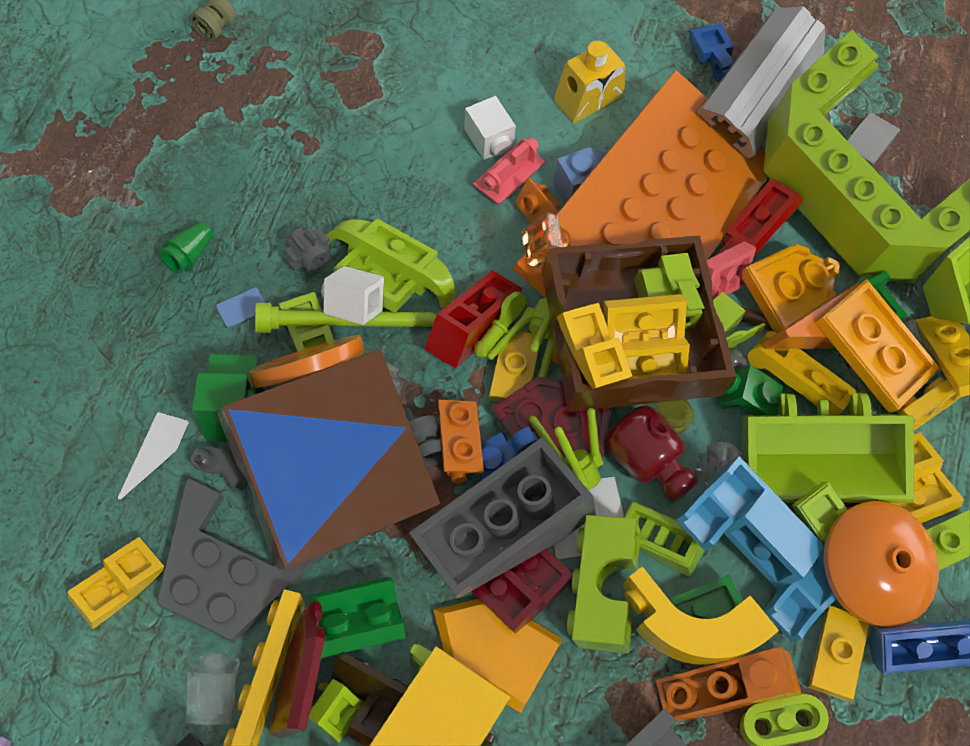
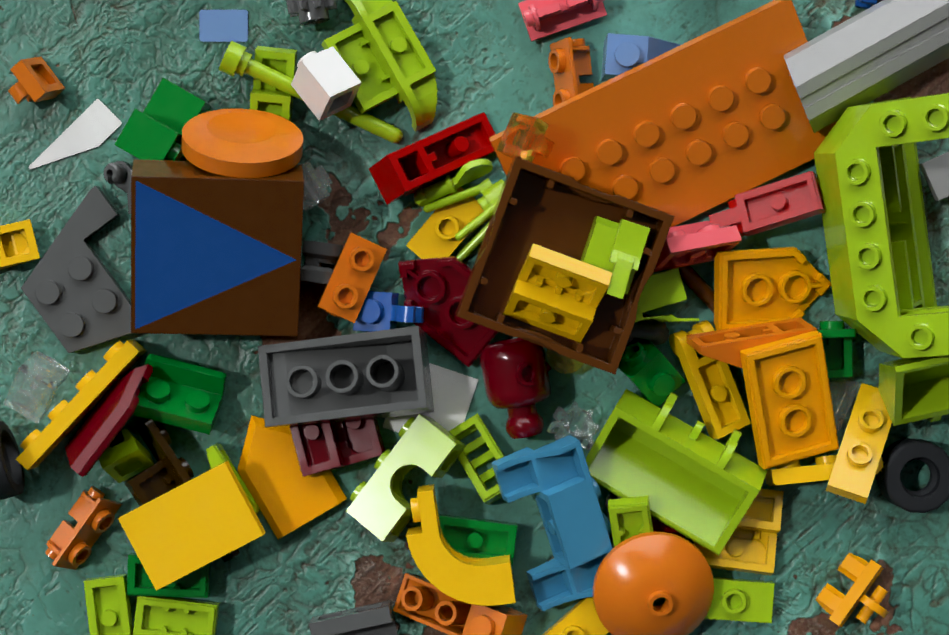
camera: 30 degrees right, 25 degrees up
(92, 419) = (35, 81): none -> orange tile
(579, 461) = (444, 359): lime plant -> none
(591, 345) = (496, 283): yellow slope -> none

